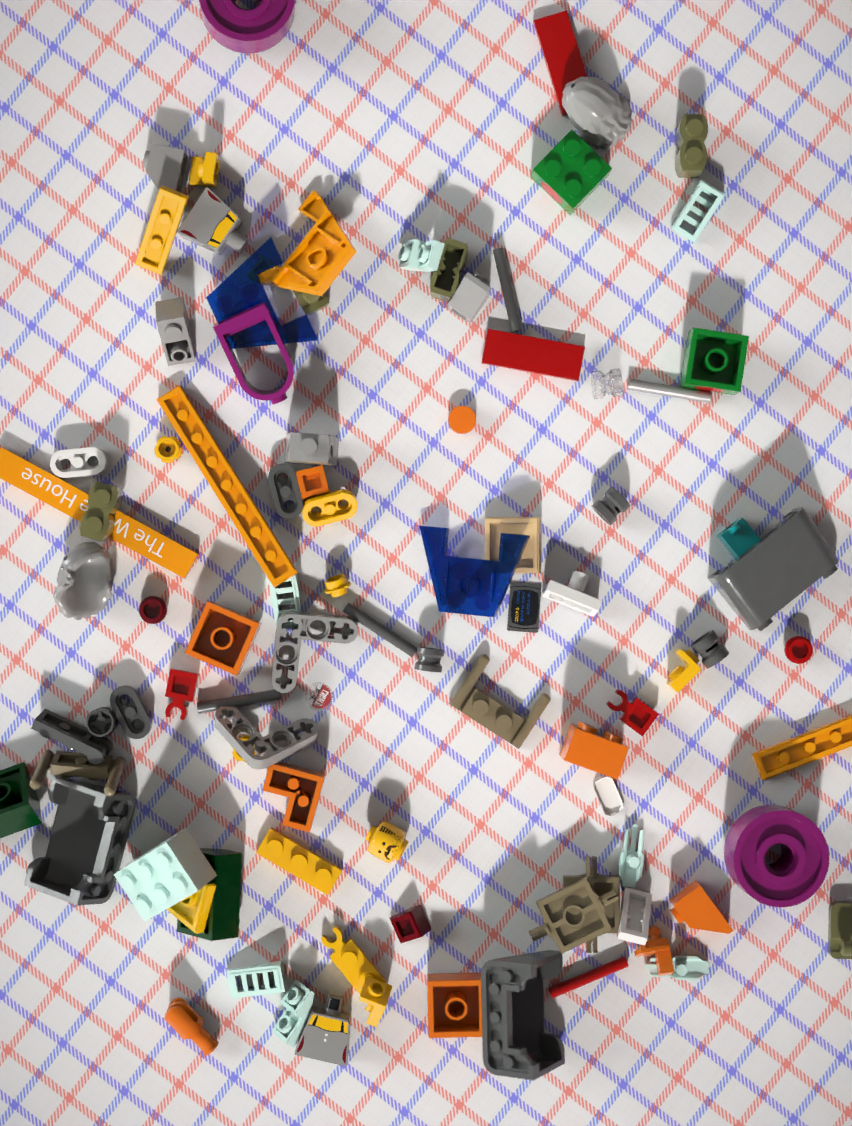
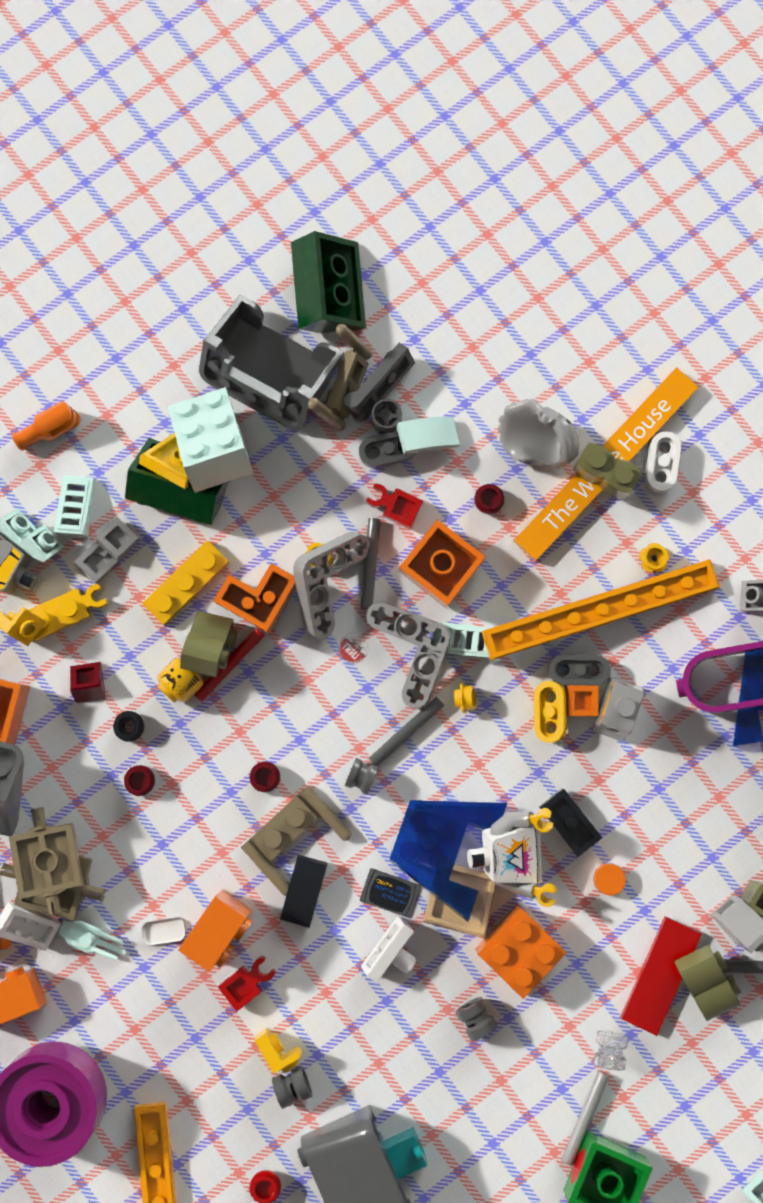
camera: 105 degrees right, 5 degrees down
(108, 680) = (427, 434): none -> light aqua slope
(289, 939) = (107, 551): none -> light grey slope
(348, 826) = (208, 644): none -> olive brick
(361, 802) = (234, 659): none -> red bar
(421, 466) = (571, 822): none -> black plate
(443, 884) = (119, 724): none -> black plate
(452, 744) = (265, 776): none -> dark red plate
(462, 509) = (514, 854): none -> torso
(484, 853) = (139, 780): none -> dark red plate
(527, 314) = (708, 983): none -> olive brick
(541, 683) = (303, 891): none -> black slope
(543, 482) = (520, 951): none -> orange brick

